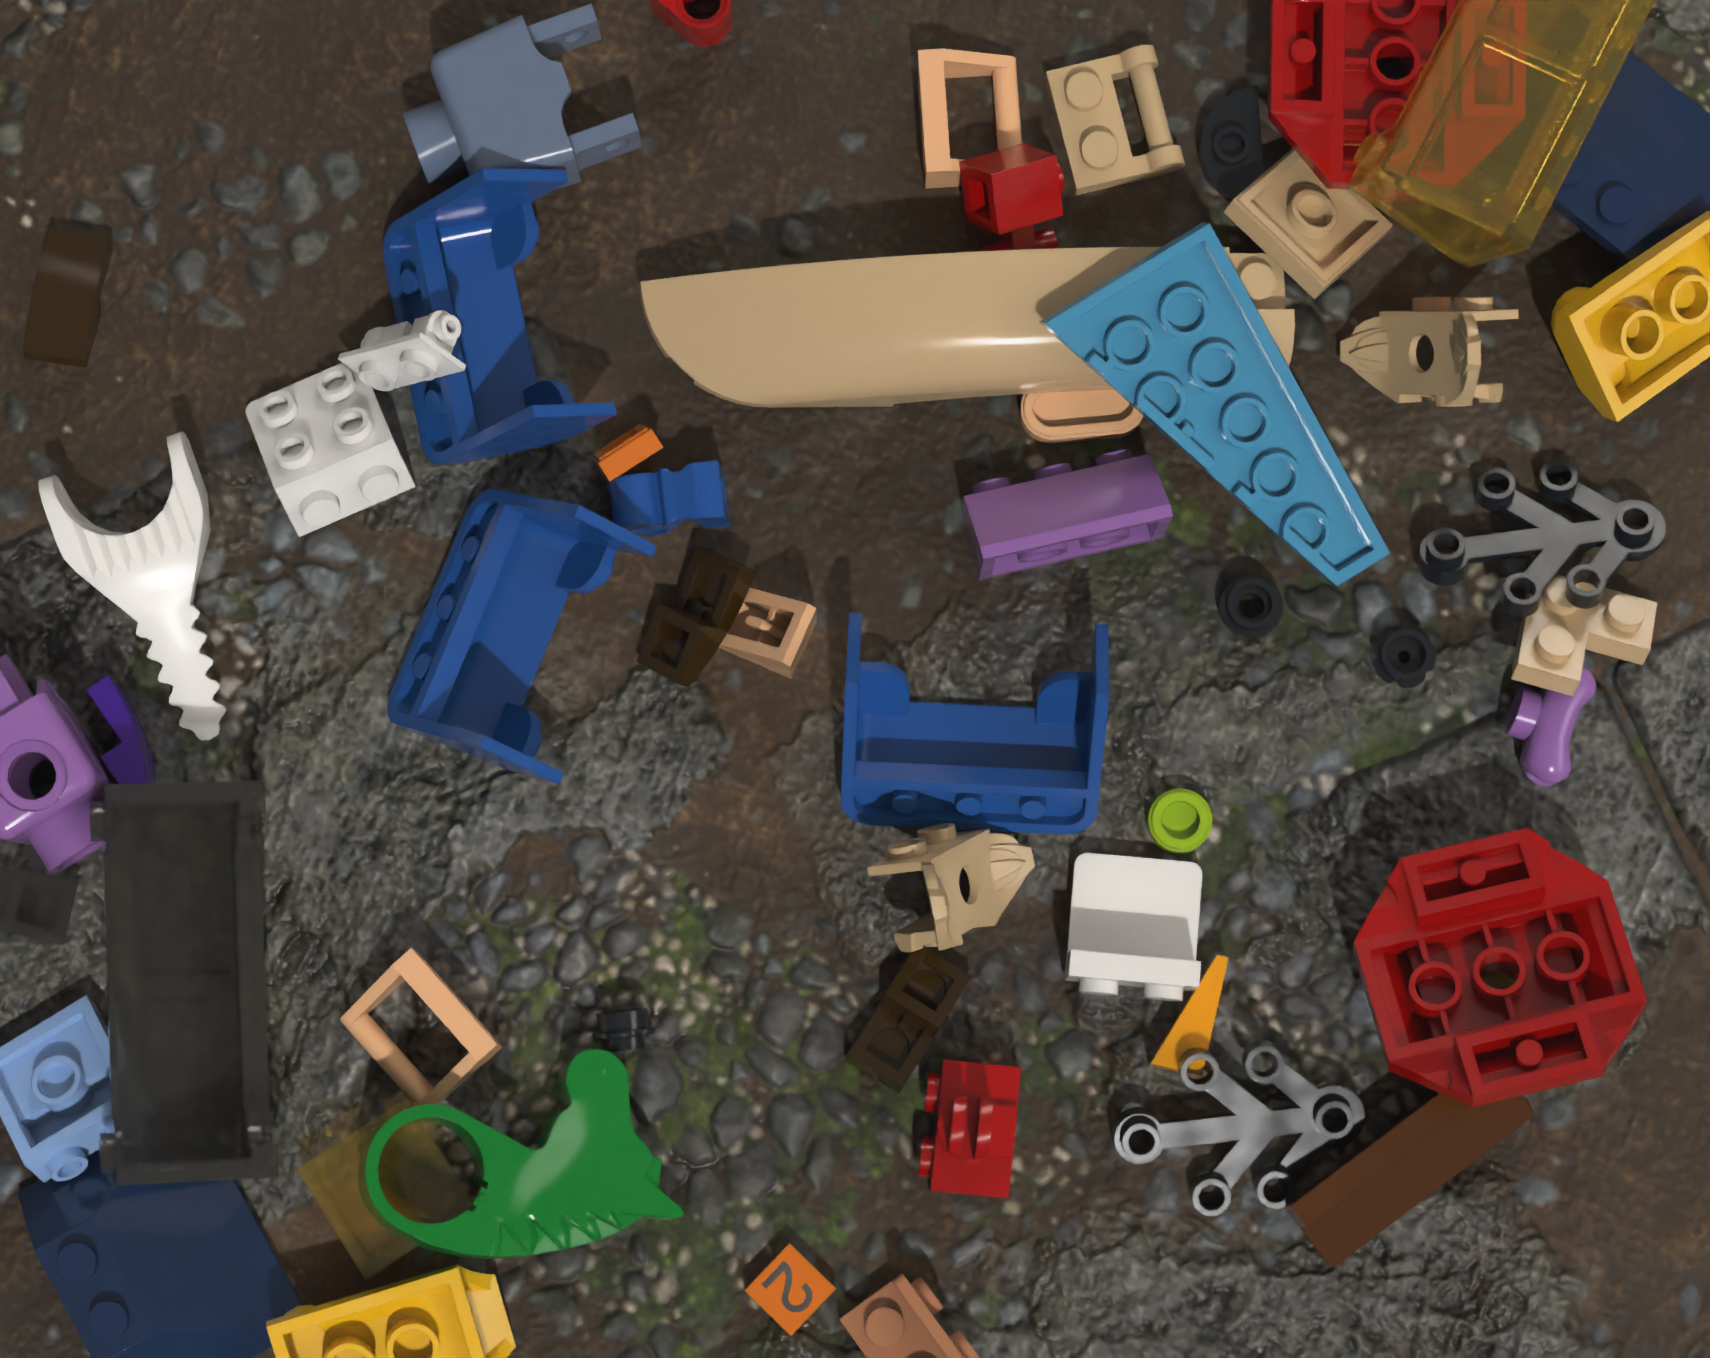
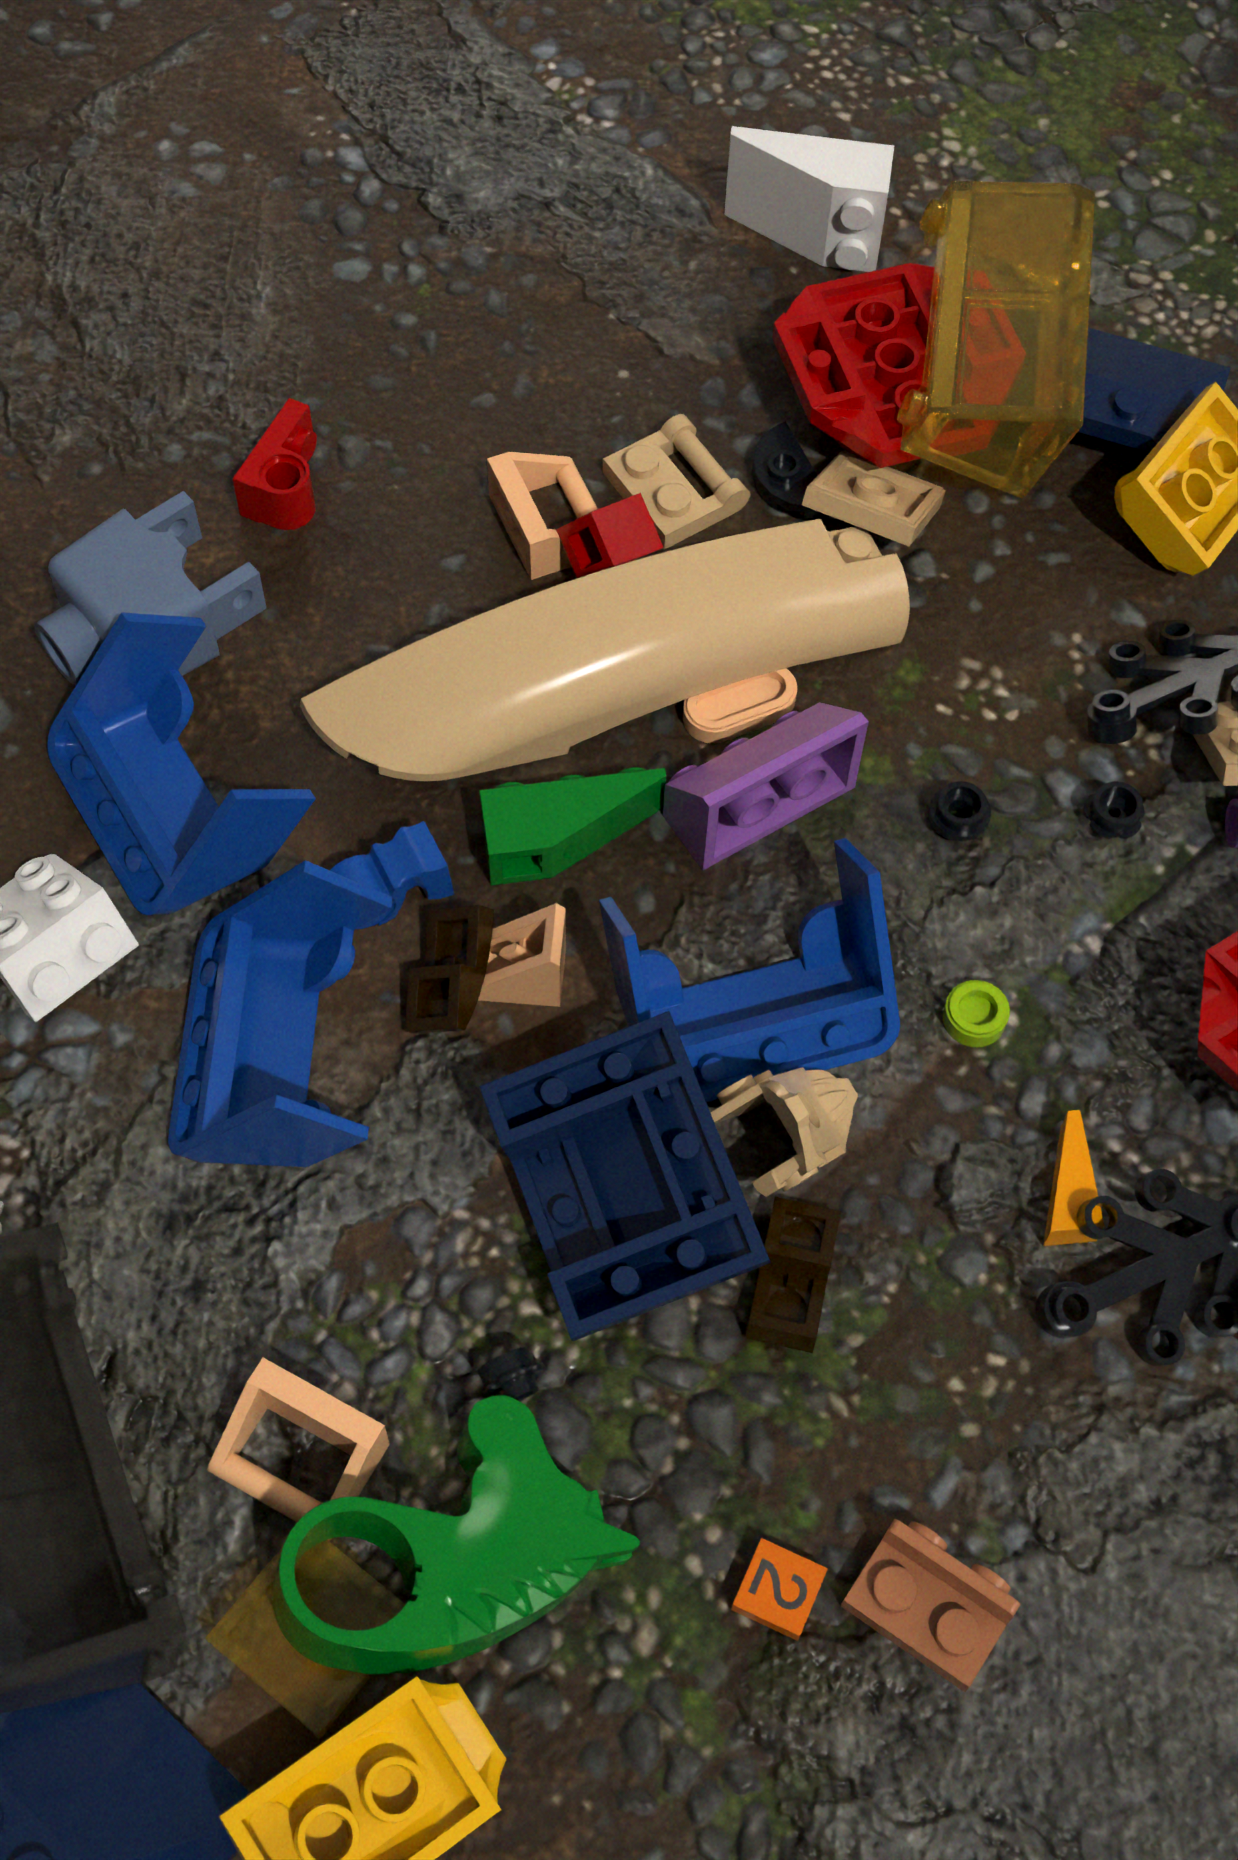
camera: 20 degrees left, 20 degrees down
(407, 352) = (97, 818): white hinge -> none
(626, 451) = (338, 842): orange tile -> none
(778, 893) = (624, 1176): none -> dark blue slope
(843, 494) = (554, 824): none -> green slope
(972, 1128) = (903, 1356): red brick -> none
(1134, 925) = (978, 1115): white bracket -> none
(1207, 374) = (846, 612): dark azure wing -> none
(1385, 351) = (991, 582): tan piece -> none

